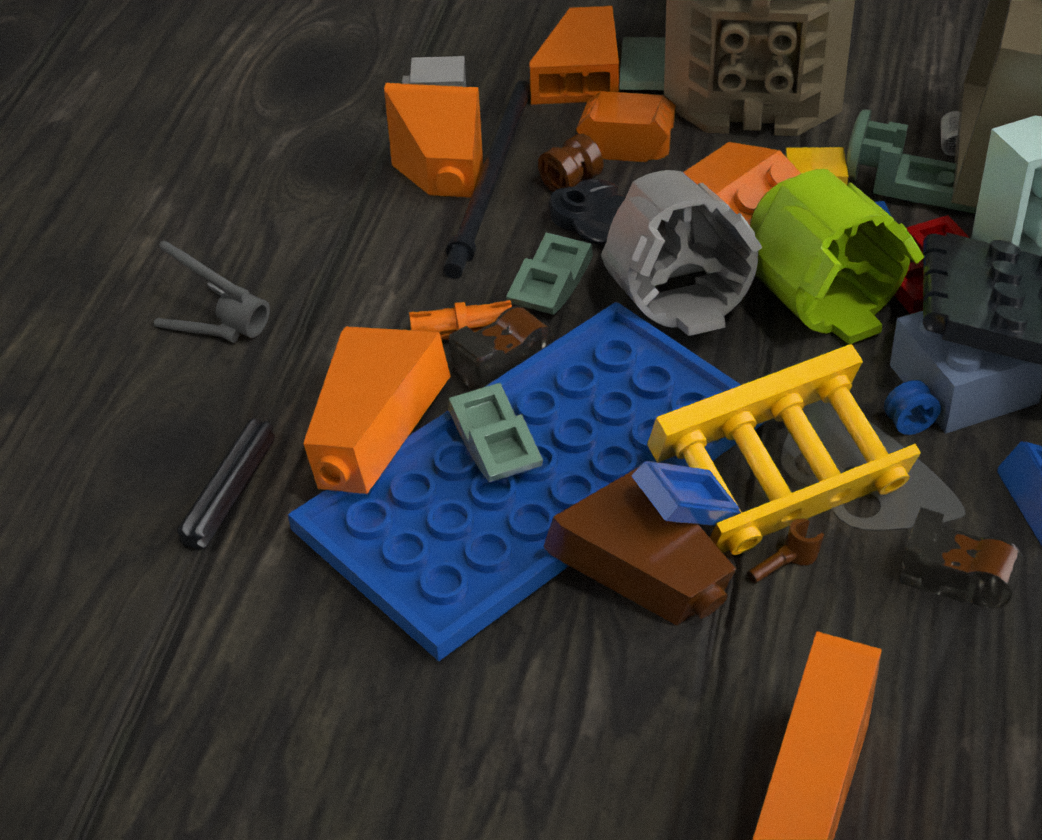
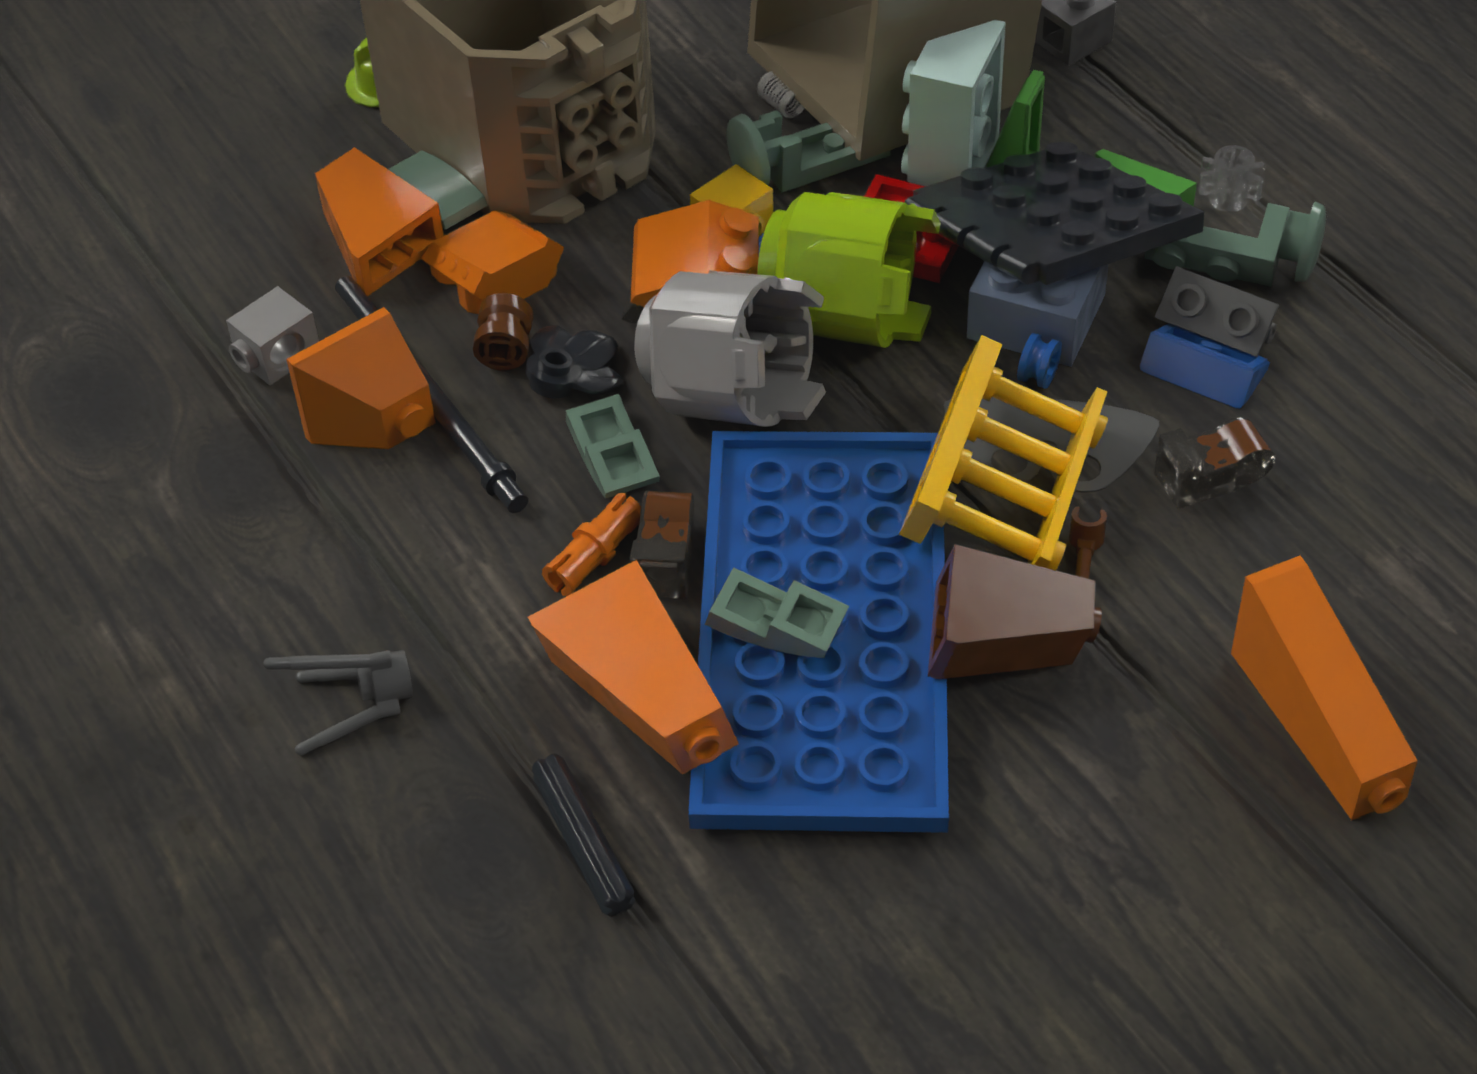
camera: 45 degrees left, 5 degrees up
(685, 493) = (1012, 546): blue tile -> none

